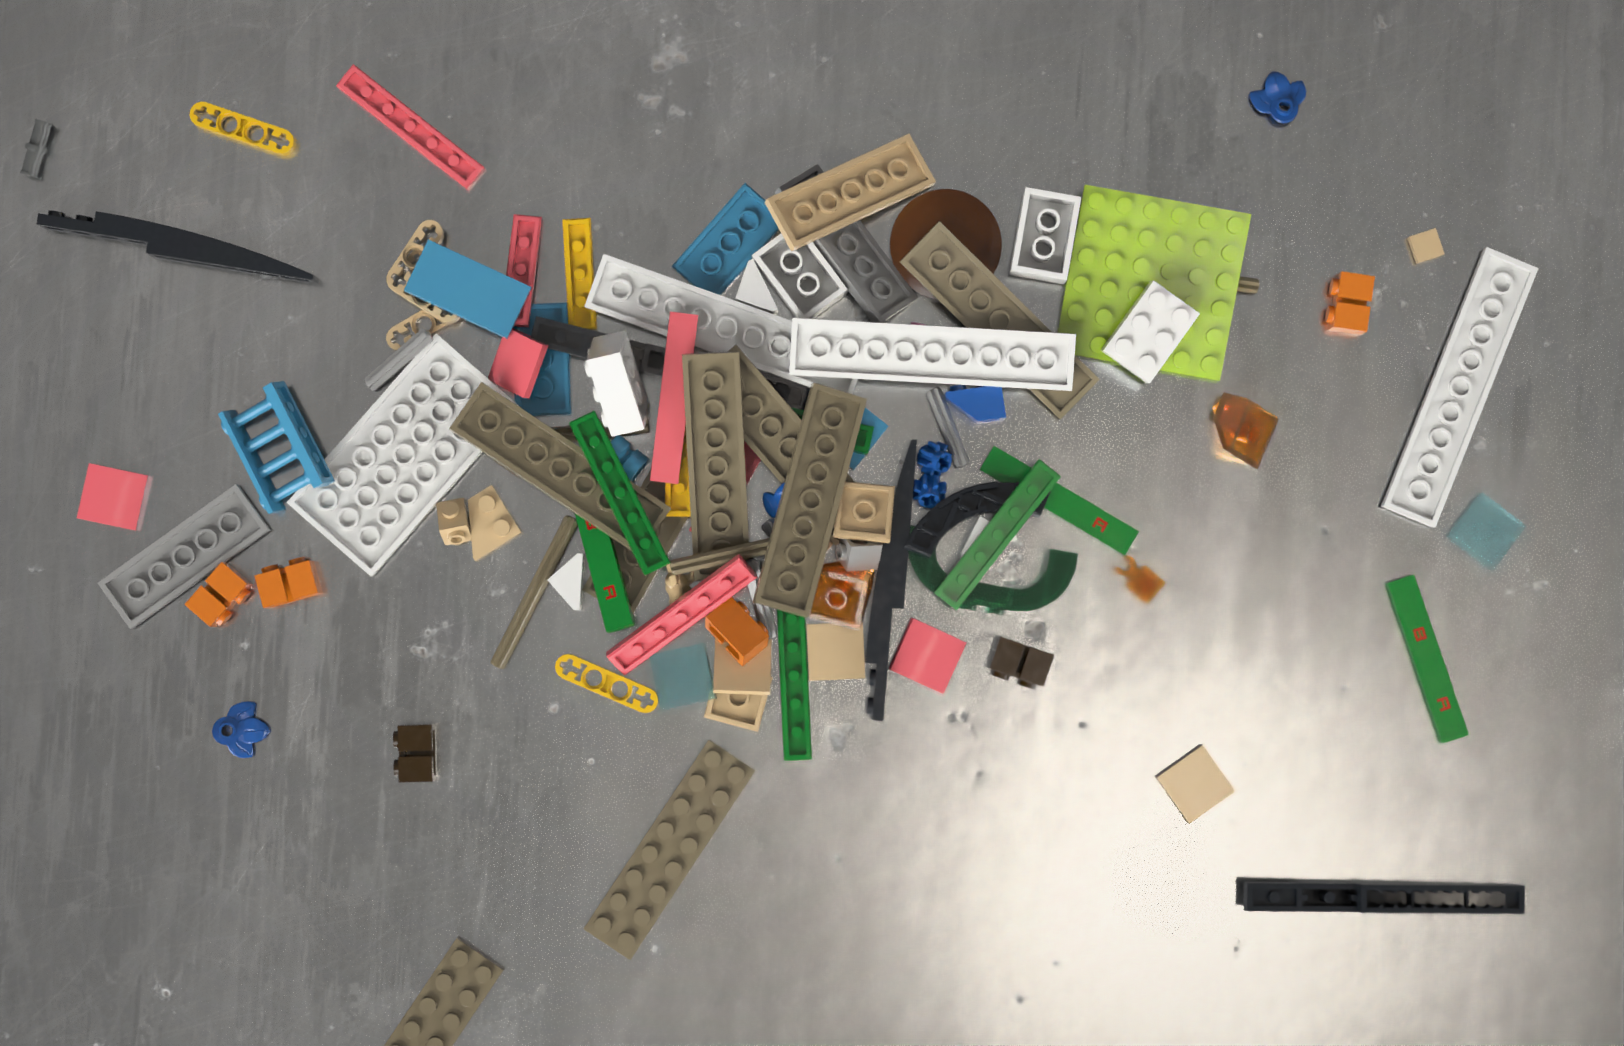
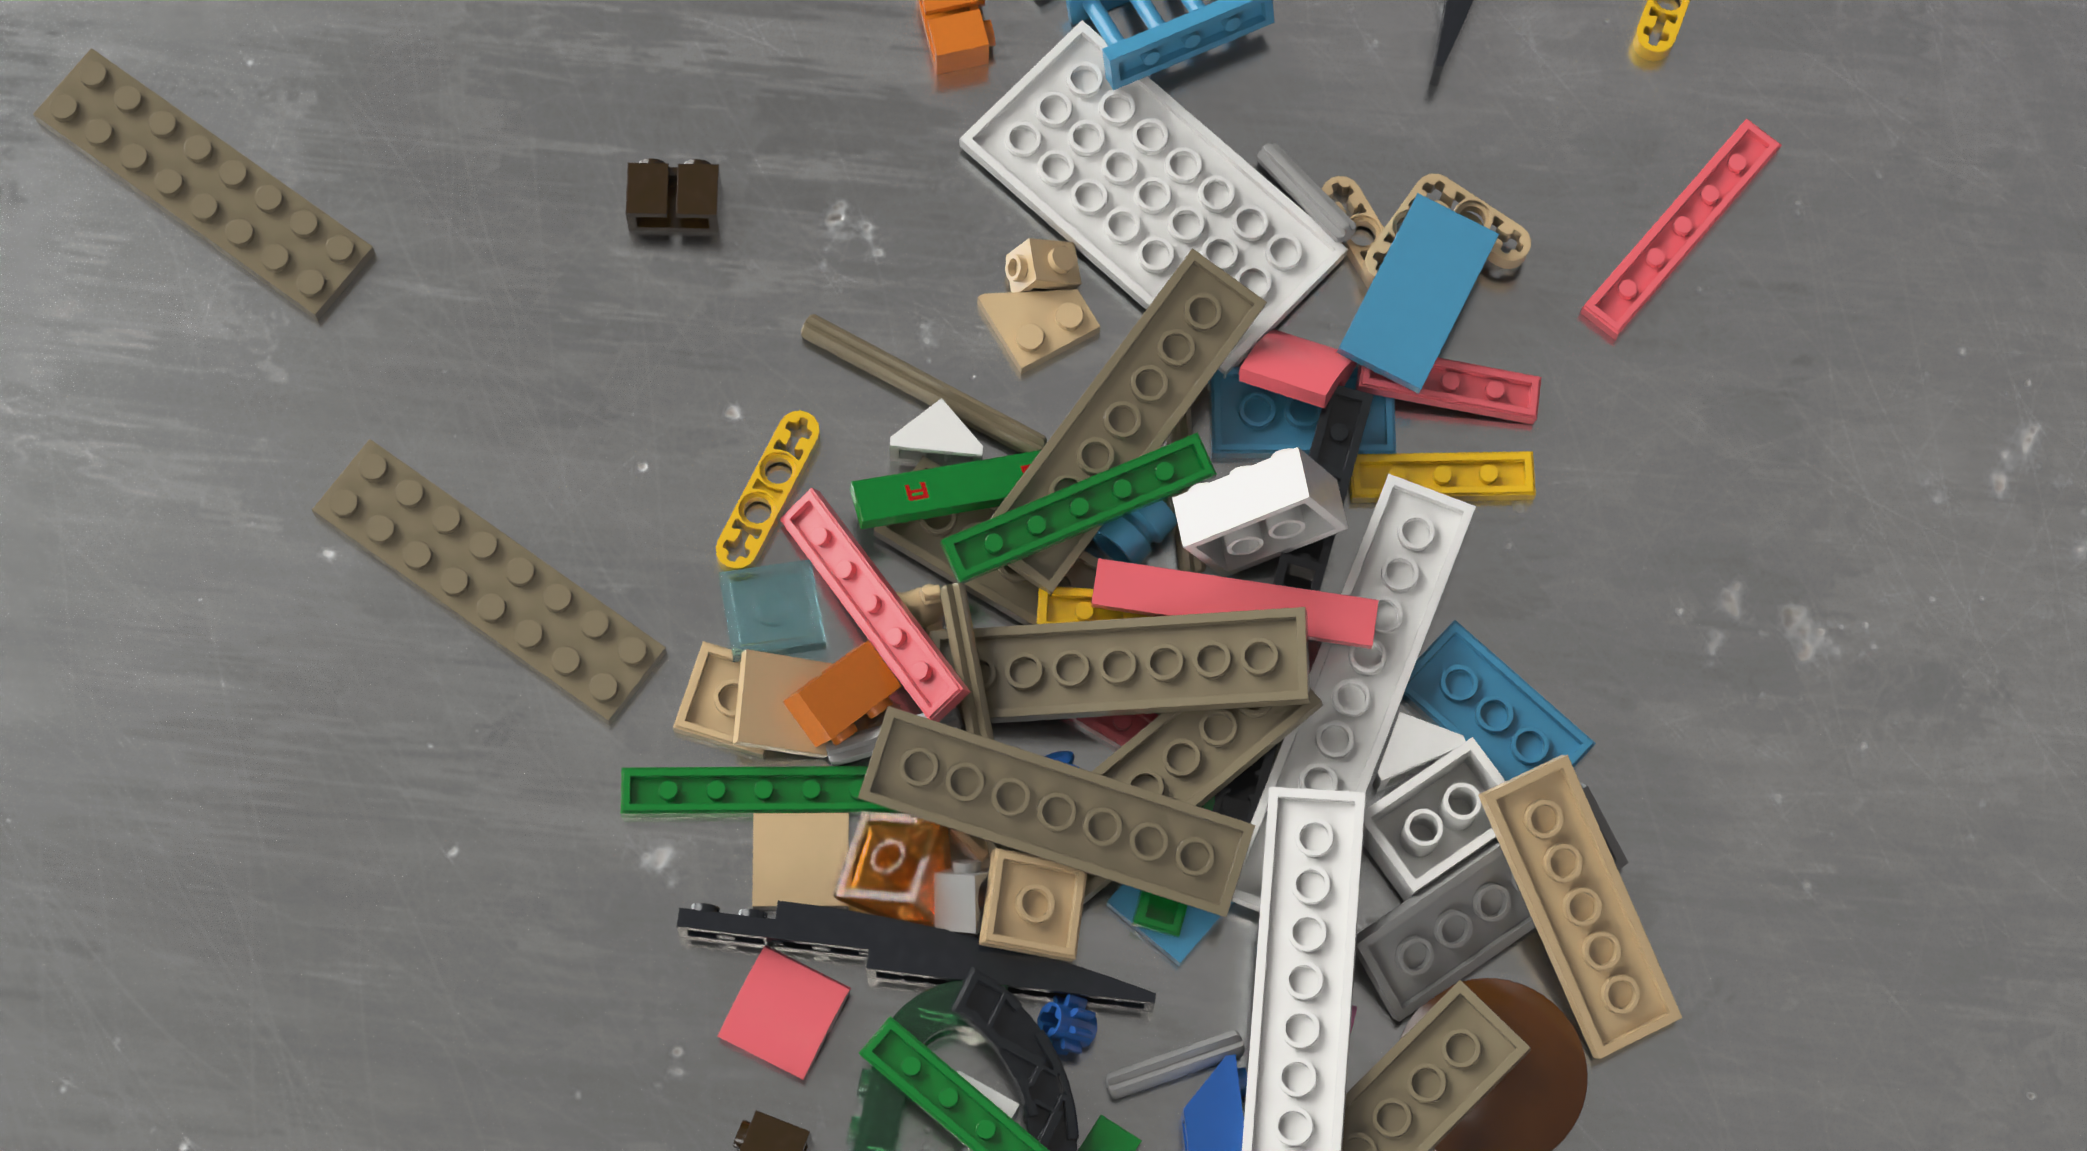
camera: 90 degrees right, 15 degrees down
(934, 458) = (1121, 1035): blue gear -> none

